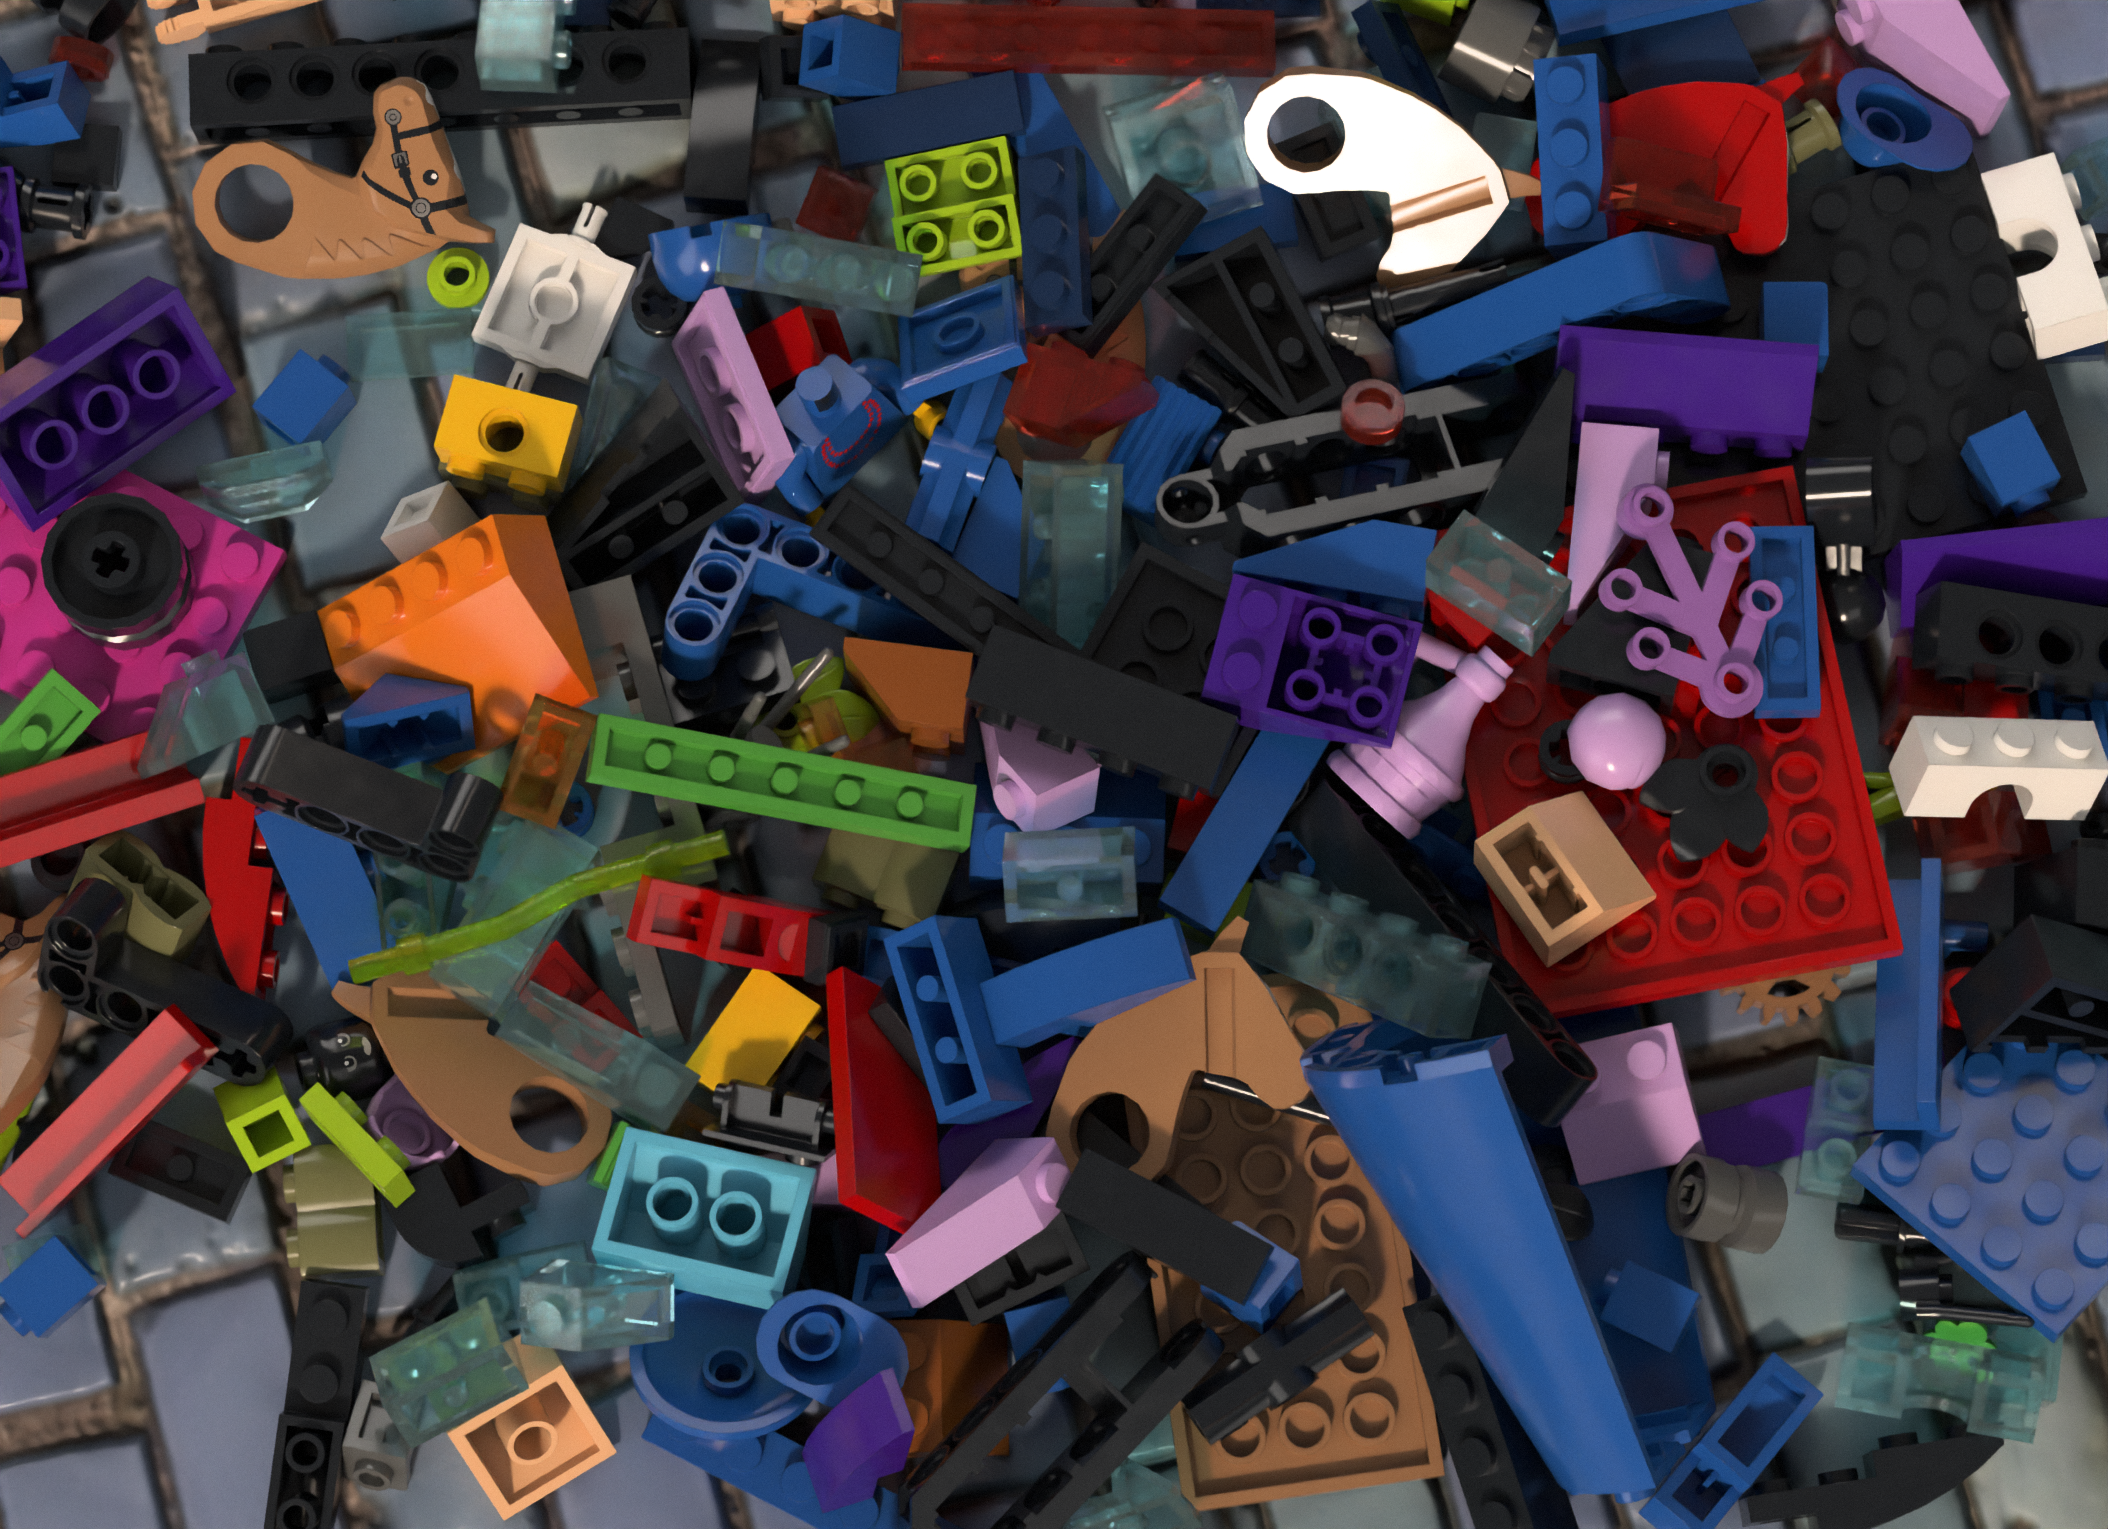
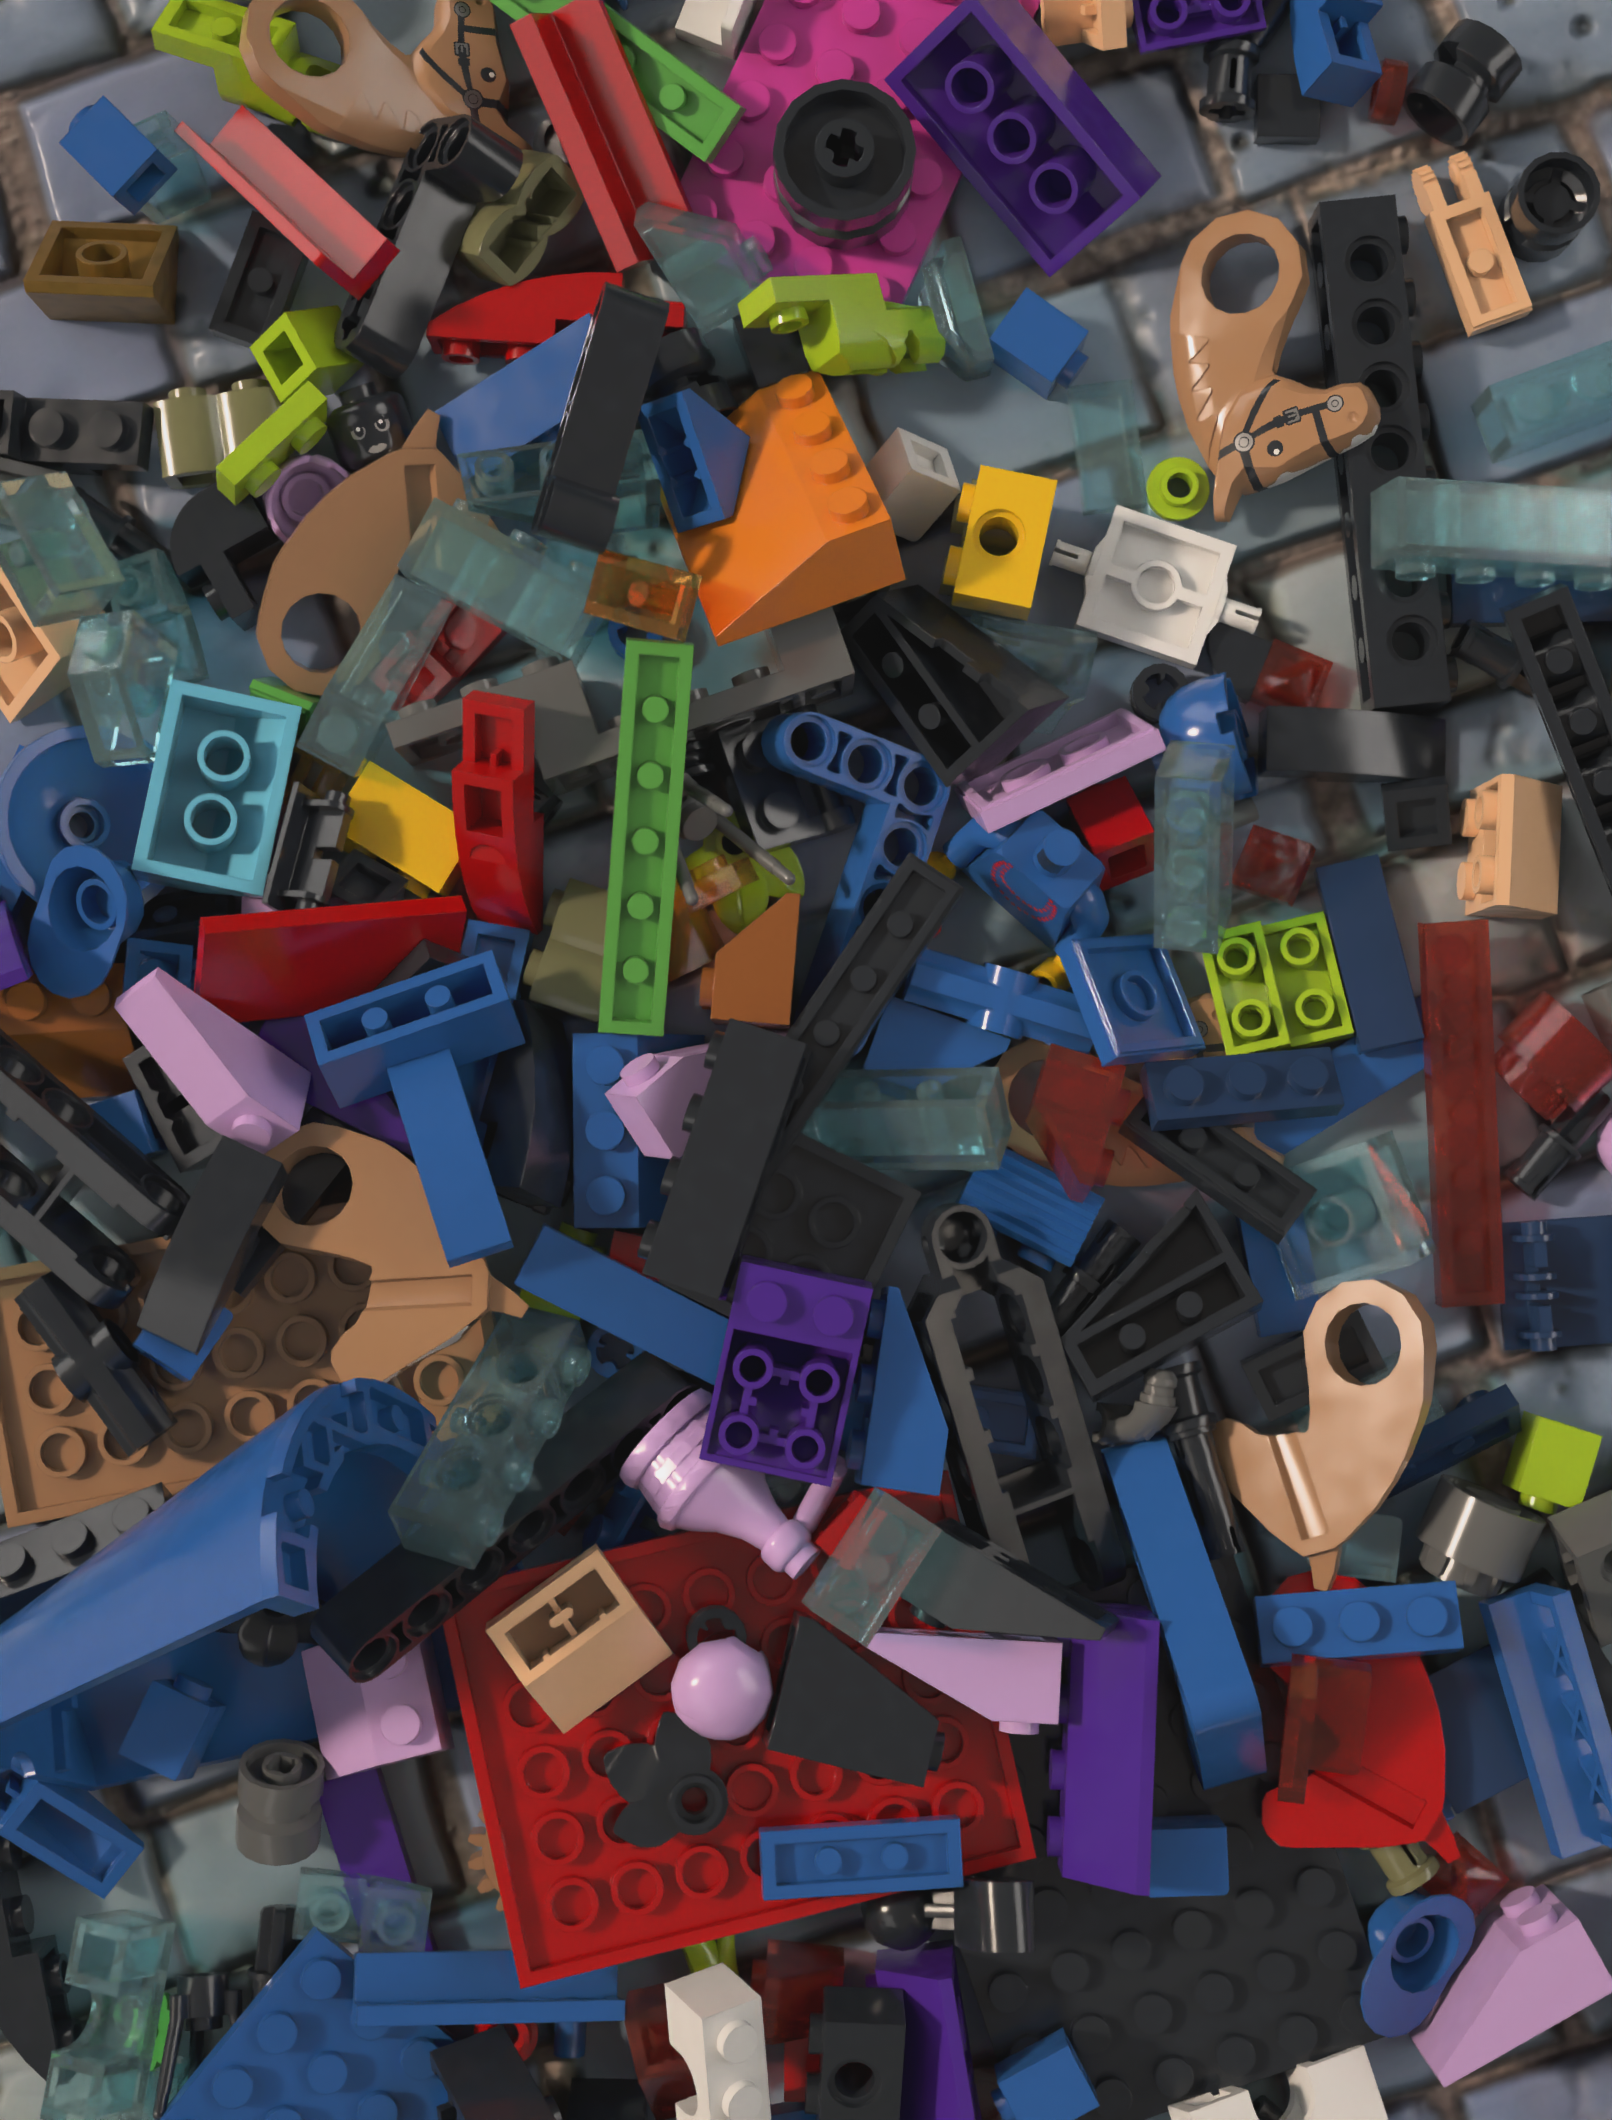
camera: 85 degrees right, 10 degrees up
(154, 1326) = (106, 272): none -> pearl gold slope
(278, 575) = (846, 324): none -> lime plate
(417, 952) = (452, 486): clear neon green bar -> none
(653, 180) = (1290, 677): none -> clear red tile
(835, 942) = (495, 904): black tile -> none
(849, 58) = (1428, 869): blue brick -> none
(1070, 874) = (561, 1135): clear light blue brick -> none
(1372, 412) = (1069, 1422): clear red tile -> none
(1693, 609) = (861, 1769): medium lavender plant -> none

